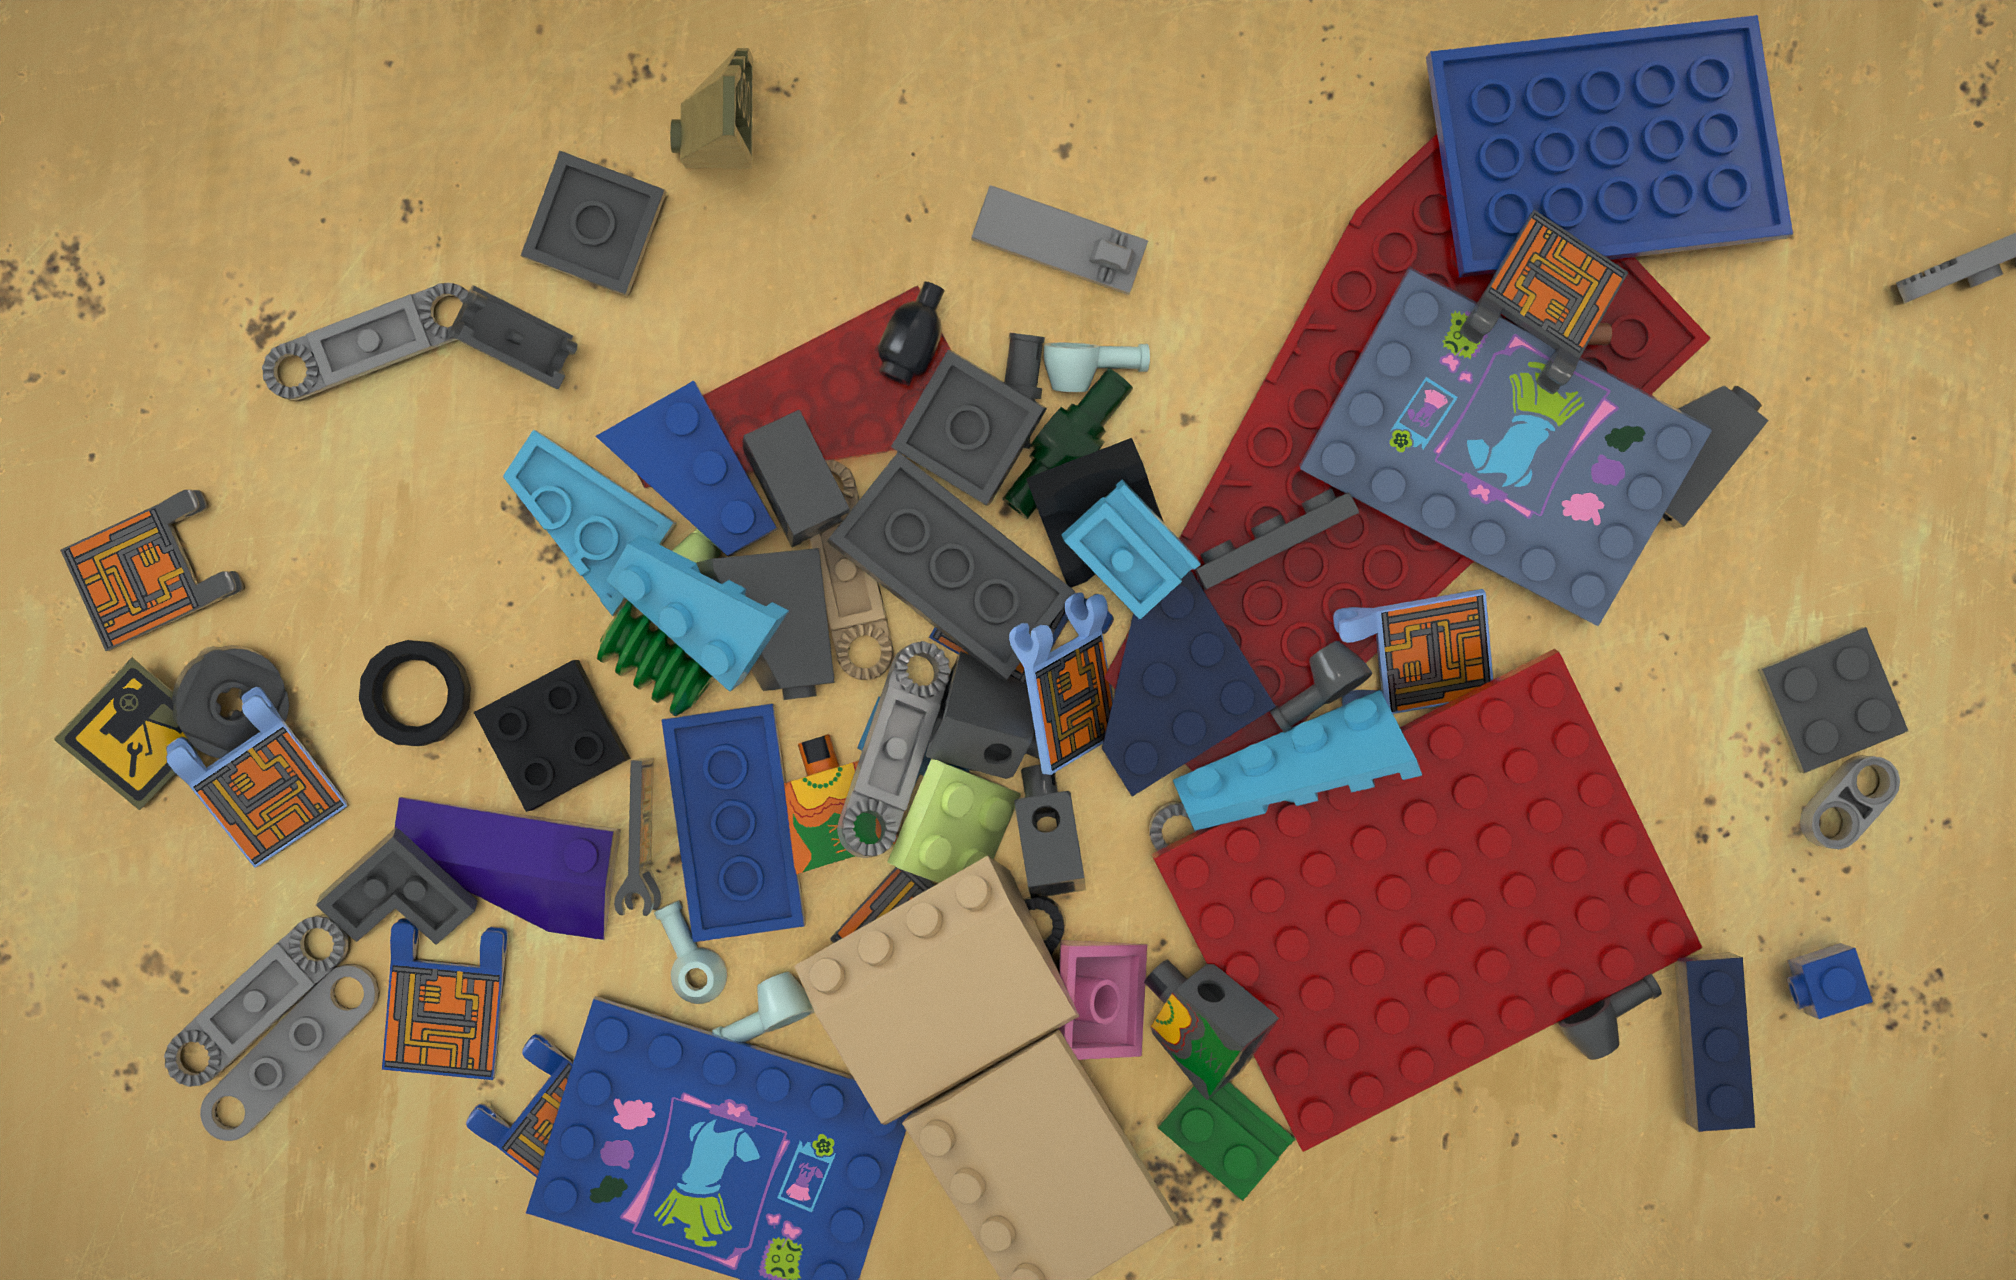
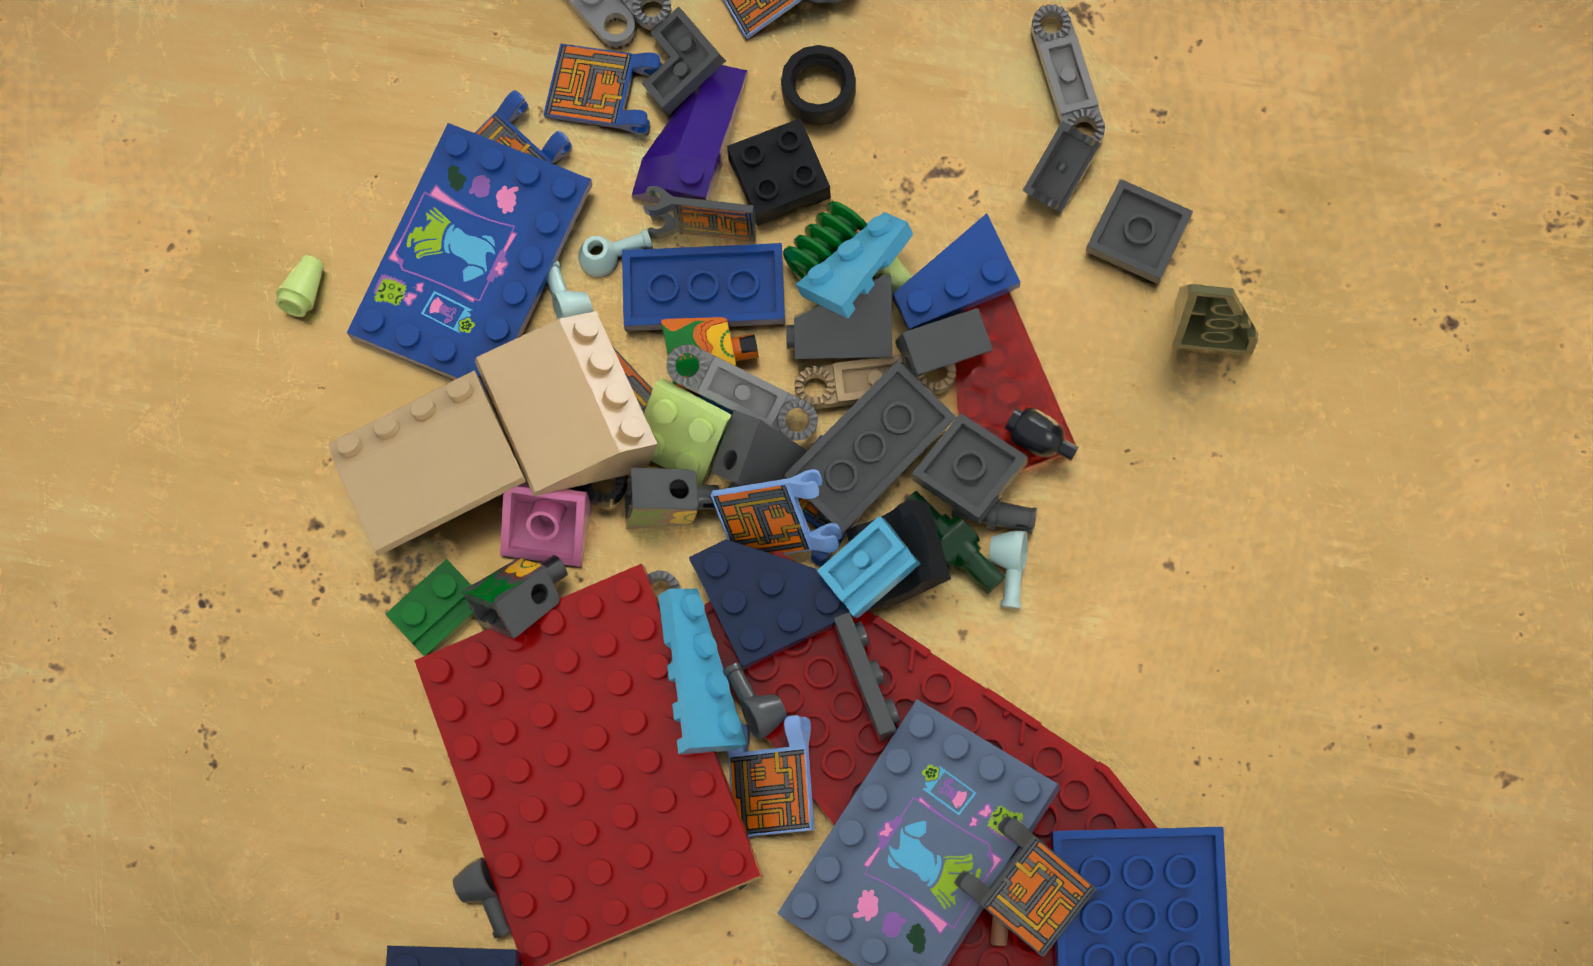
camera: 105 degrees right, 15 degrees down
(583, 511) = (937, 206): medium azure wing -> none
(1059, 240) = (1102, 553): light grey hinge -> none

